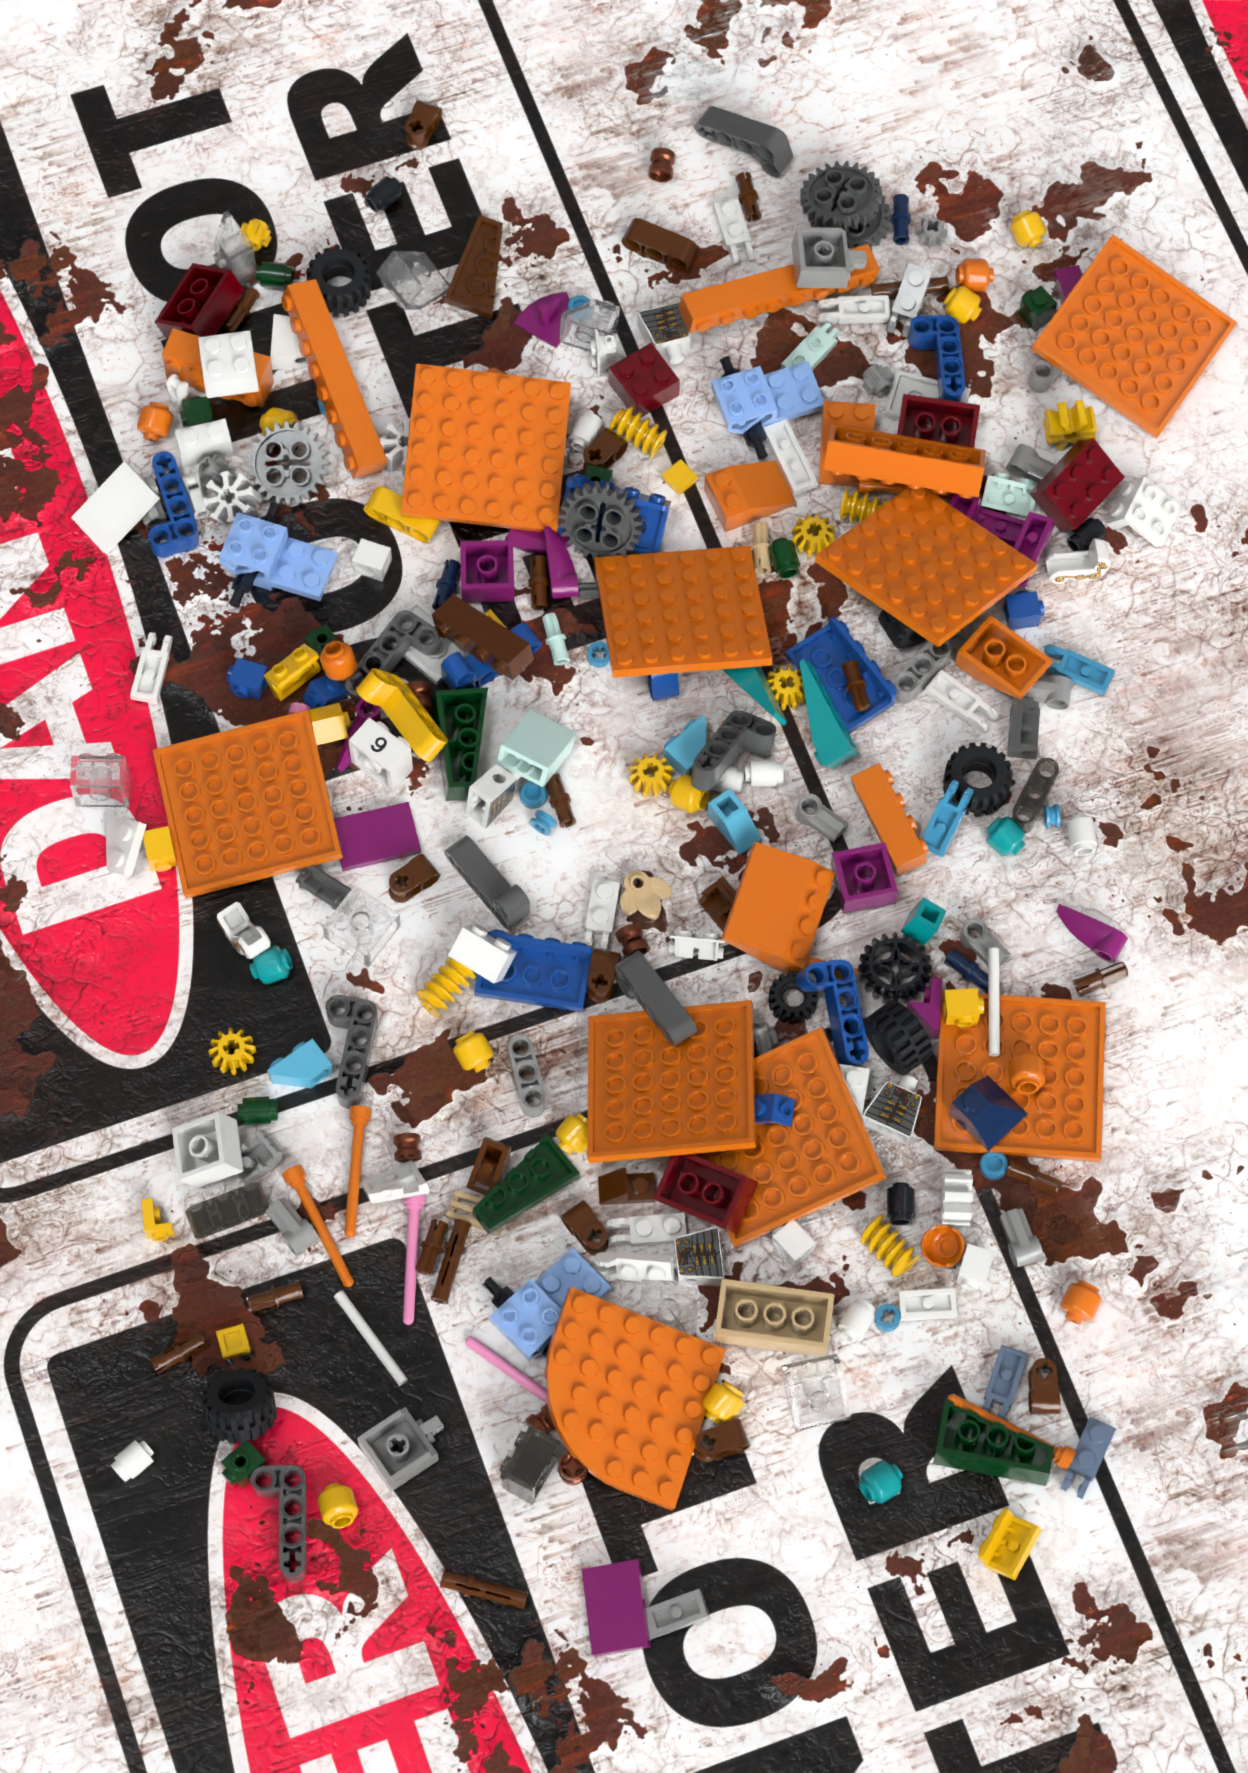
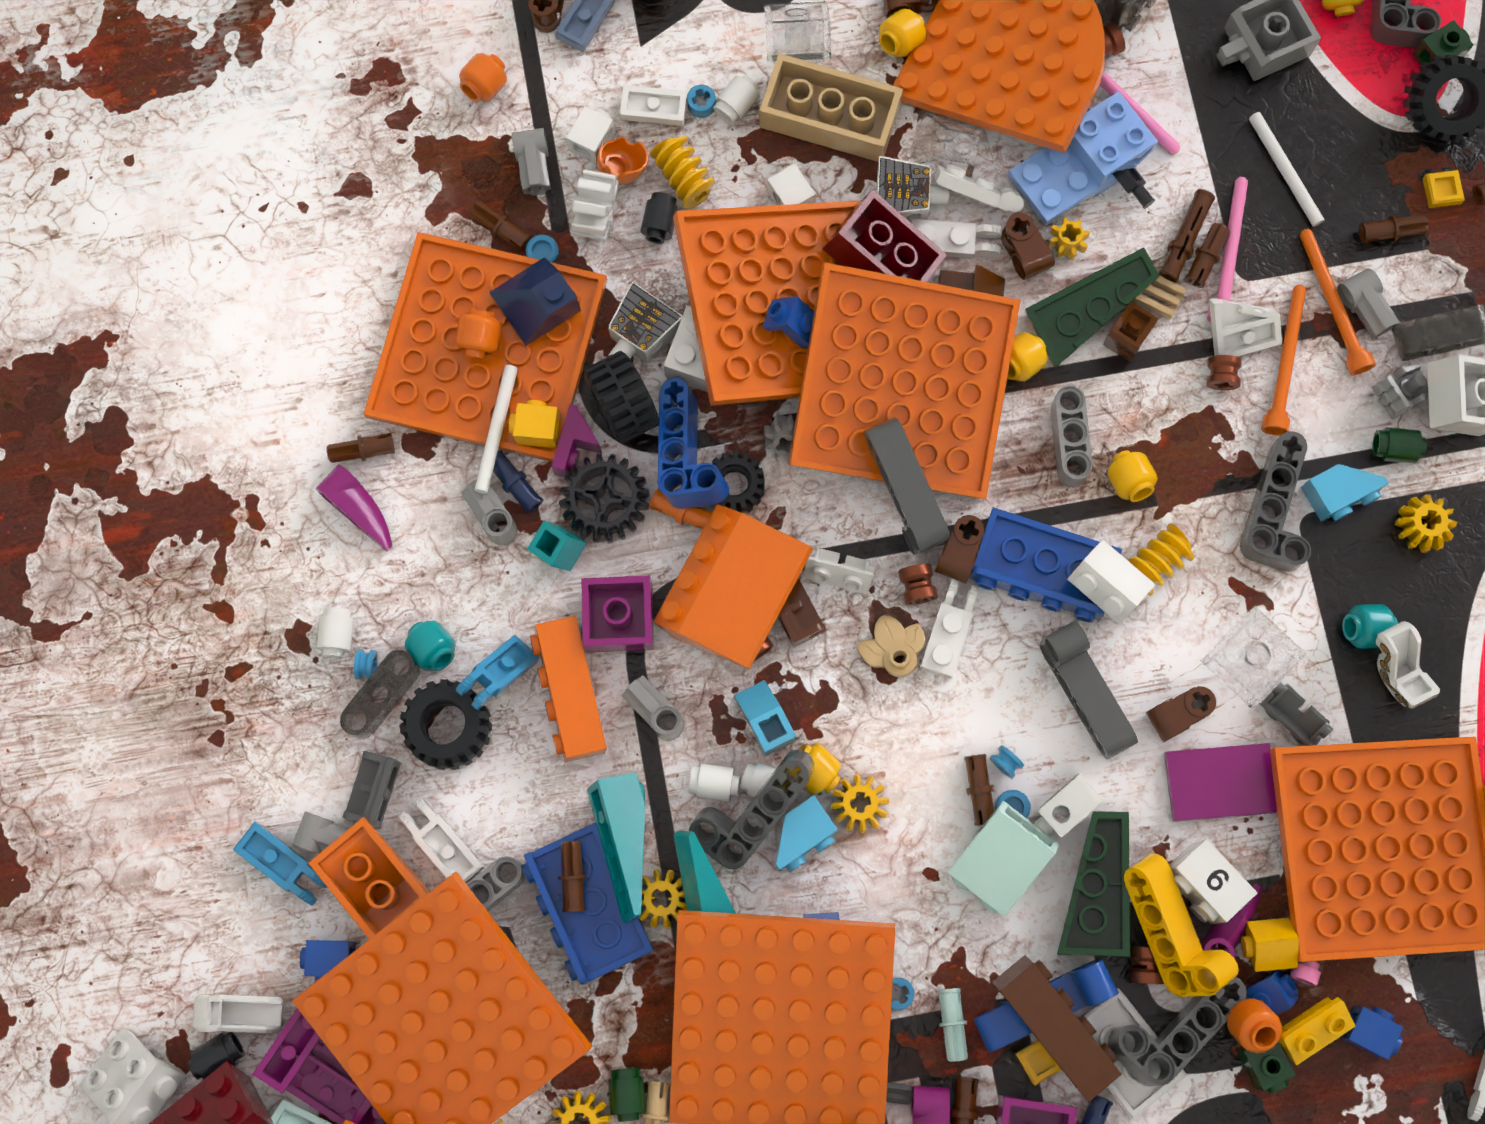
camera: 165 degrees left, 10 degrees up
(546, 1246) = (1073, 232): none -> yellow gear

